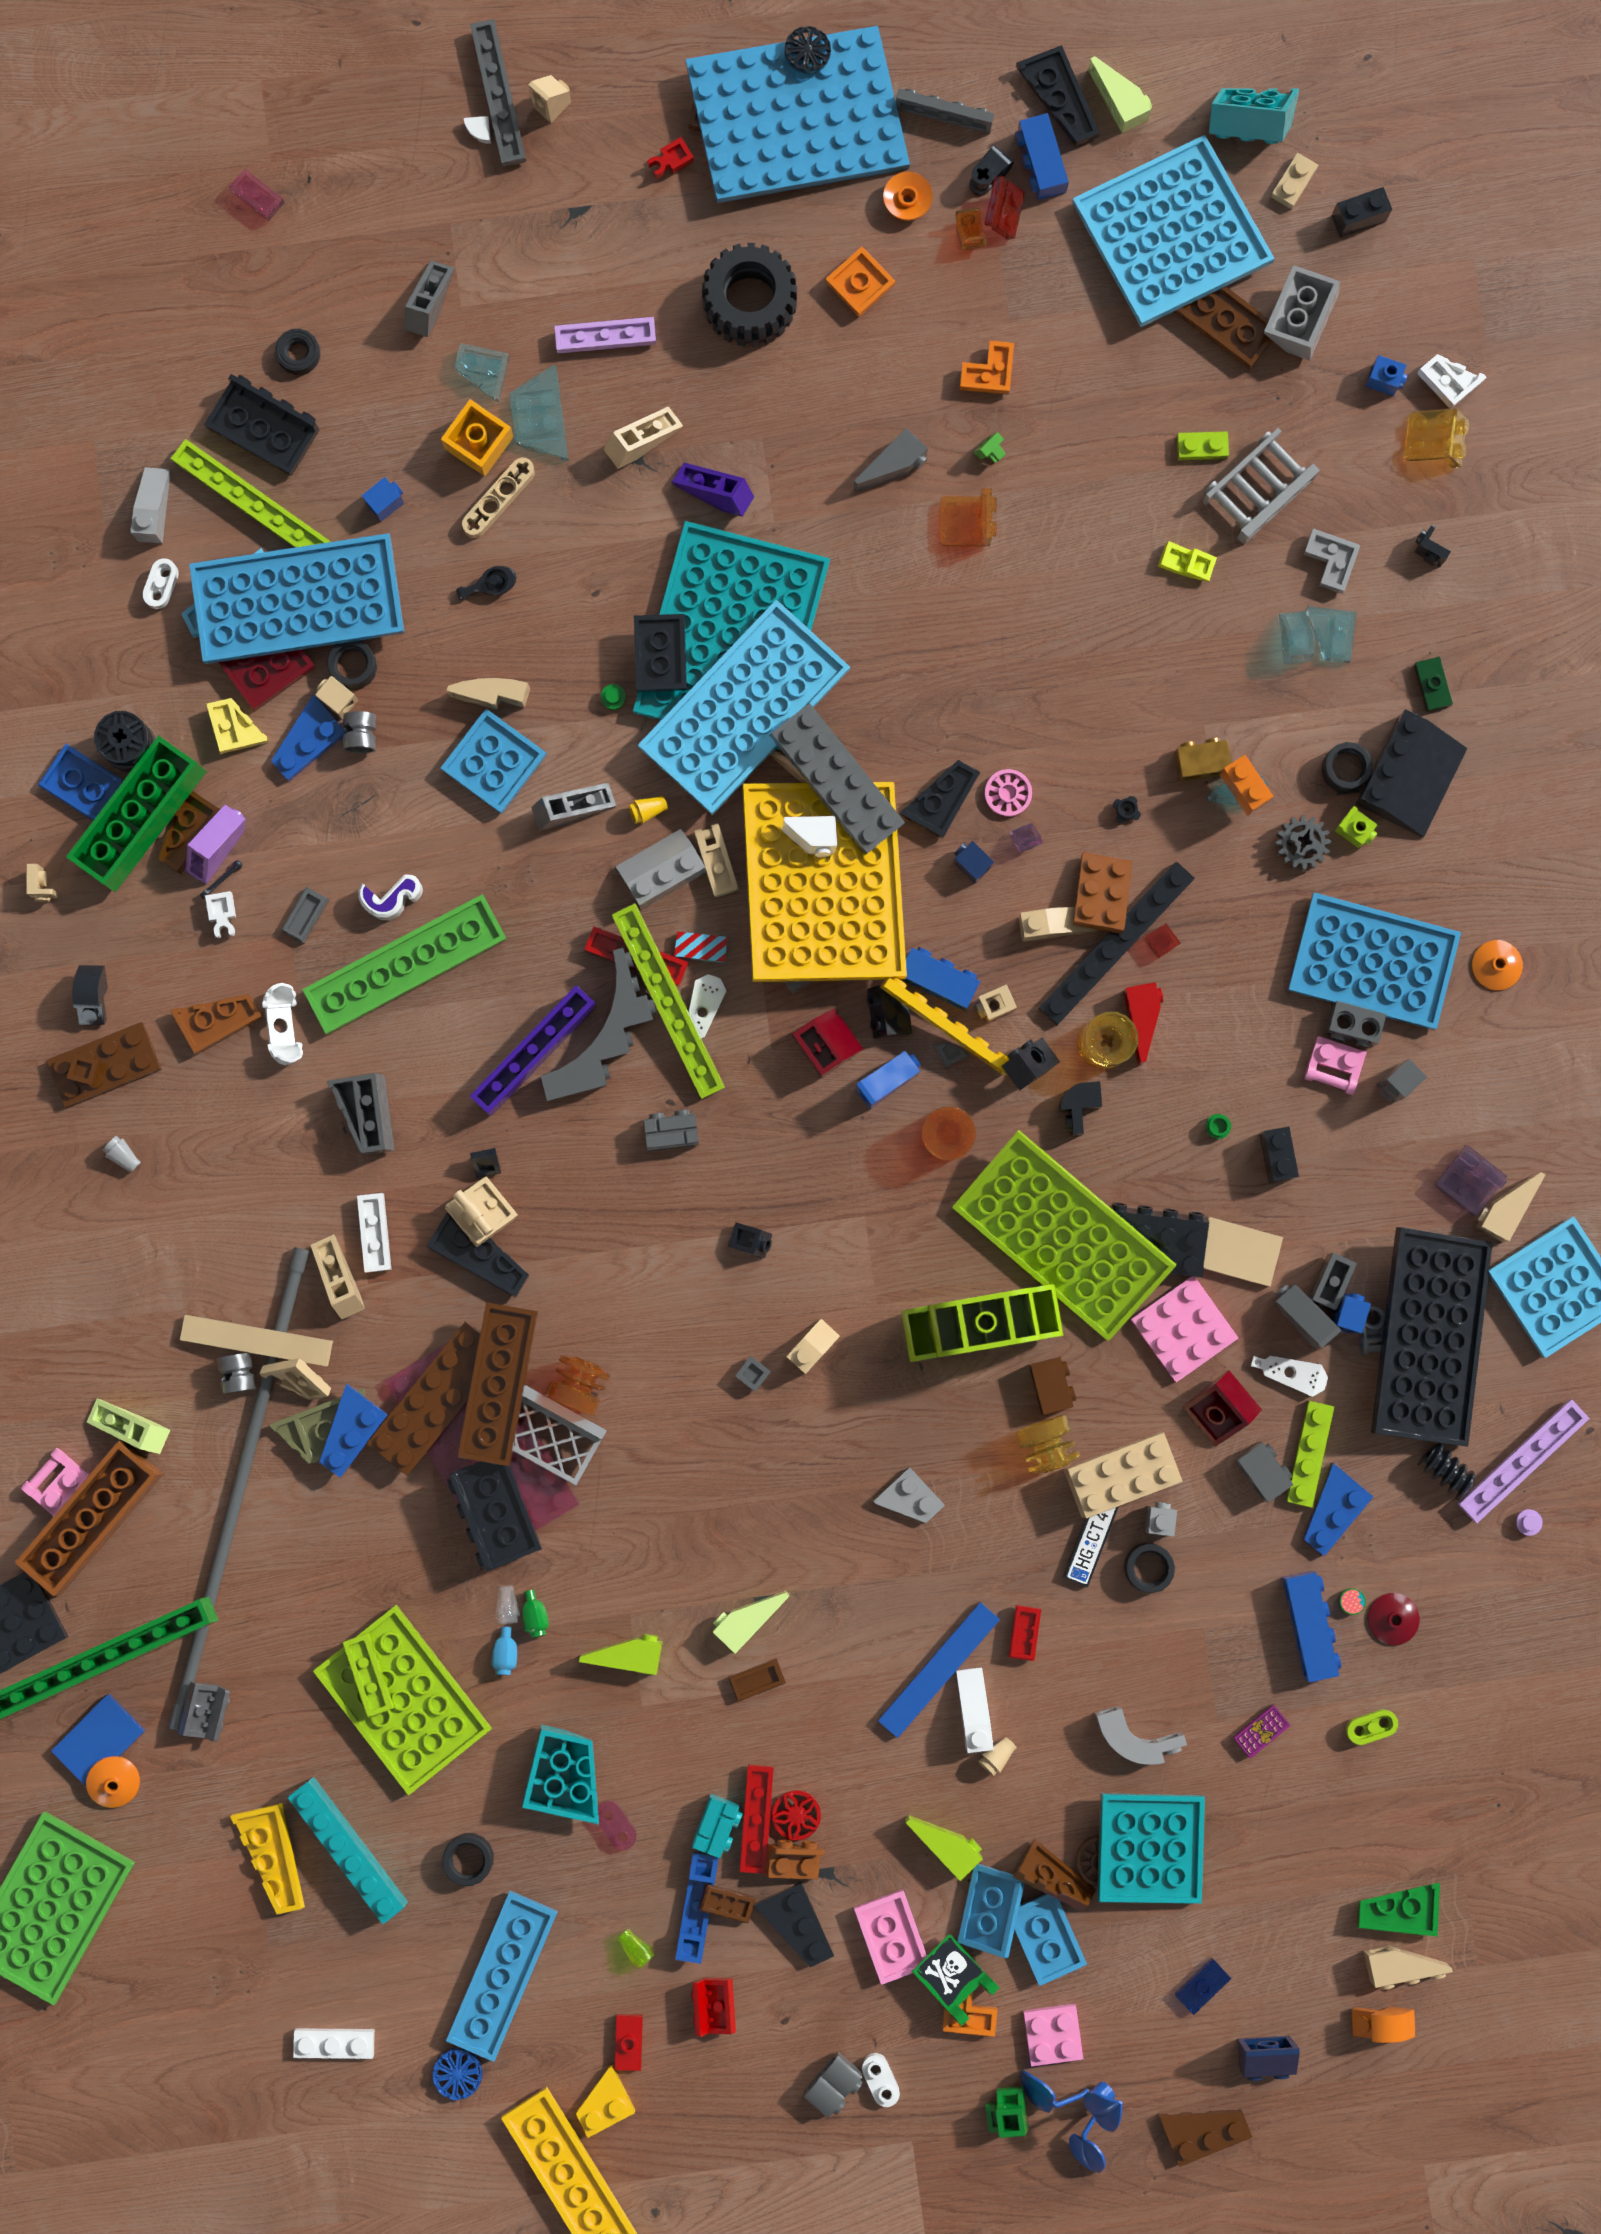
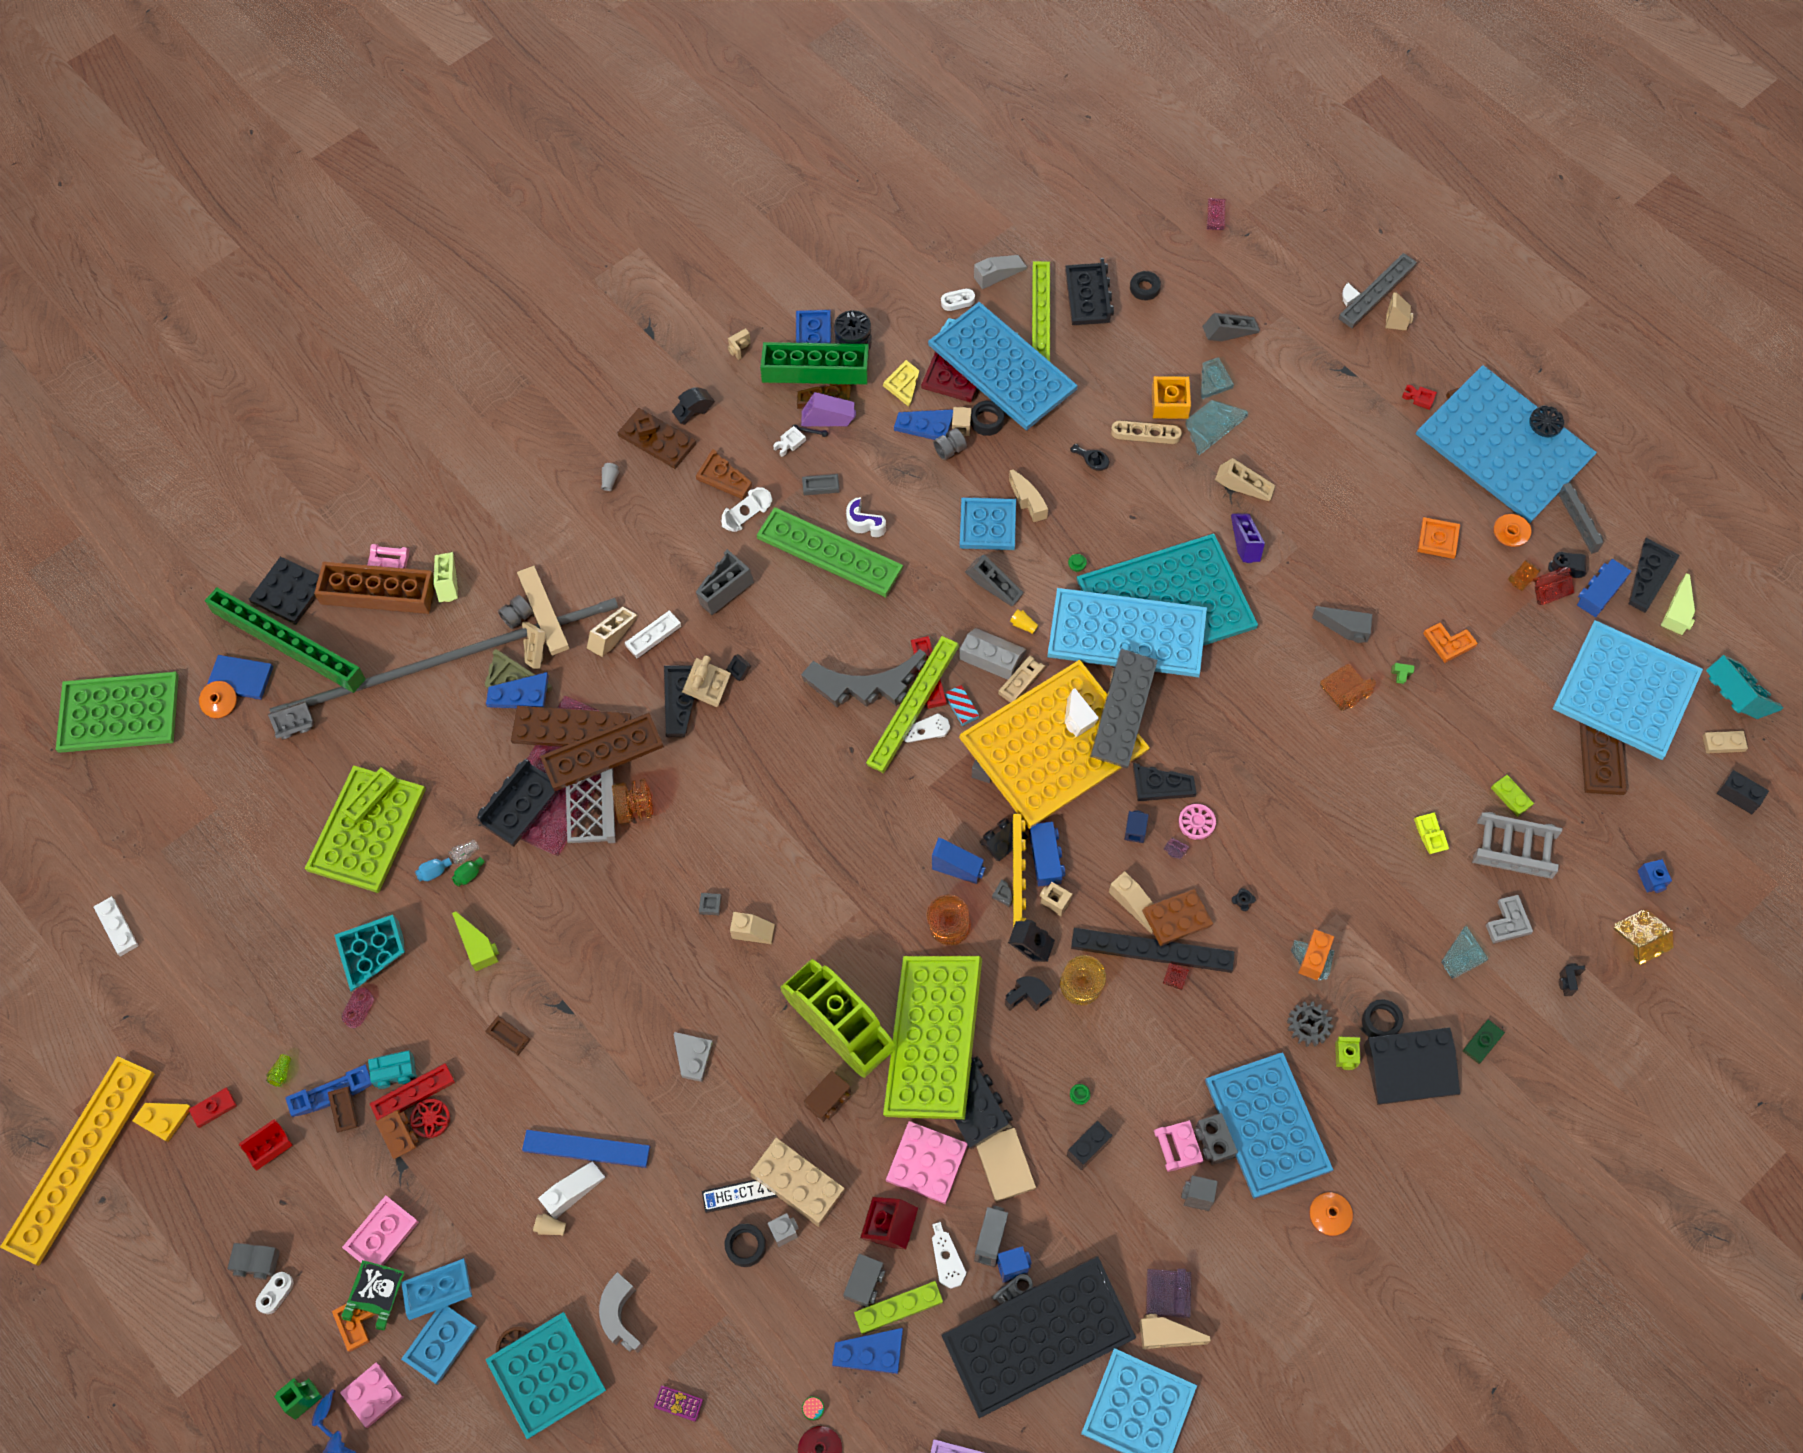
camera: 60 degrees right, 20 degrees down
(270, 1847) = (227, 809): yellow wing -> none
(348, 1850) = (248, 855): teal brick -> none
(383, 498) = (1096, 375): blue brick -> none
(448, 1866) = (275, 918): black tyre -> none
(457, 2073) = (134, 1012): blue wheel -> none
(501, 1976) = (215, 998): dark azure plate -> none
(533, 1050) = (826, 649): dark purple brick -> none
(605, 335) = (1288, 426): lavender plate -> none
(660, 653) = (1123, 566): black plate -> none
(671, 1131) = (832, 758): dark grey brick -> none
(742, 264) = (1381, 463): black tyre -> none
(743, 1622) = (538, 1000): yellowish green slope -> none
(750, 1240) = (796, 849): black bracket -> none
(797, 1923) = (355, 1166): black wing -> none
(827, 1042) = (954, 812): dark red slope -> none
(950, 1847) = (465, 1234): lime slope -> none
(1024, 1632) = (646, 1189): red plate -> none
(1047, 1444) = (785, 1115): clear yellow wheel -> none
(1052, 1876) = (485, 1317): reddish brown wing -> none
(1143, 1010) = (1116, 996): red slope -> none
(1202, 760) = (1309, 918): pearl gold brick -> none
(1296, 637) = (1439, 931): clear light blue slope -> none
(1302, 311) = (1647, 796): light grey slope -> none
(1311, 1627) = (775, 1388): blue brick -> none
(1332, 1281) = (1031, 1237): dark grey brick -> none
(1448, 1469) = (951, 1414): black piece -> none
(1449, 380) = (1688, 919): white wing -> none

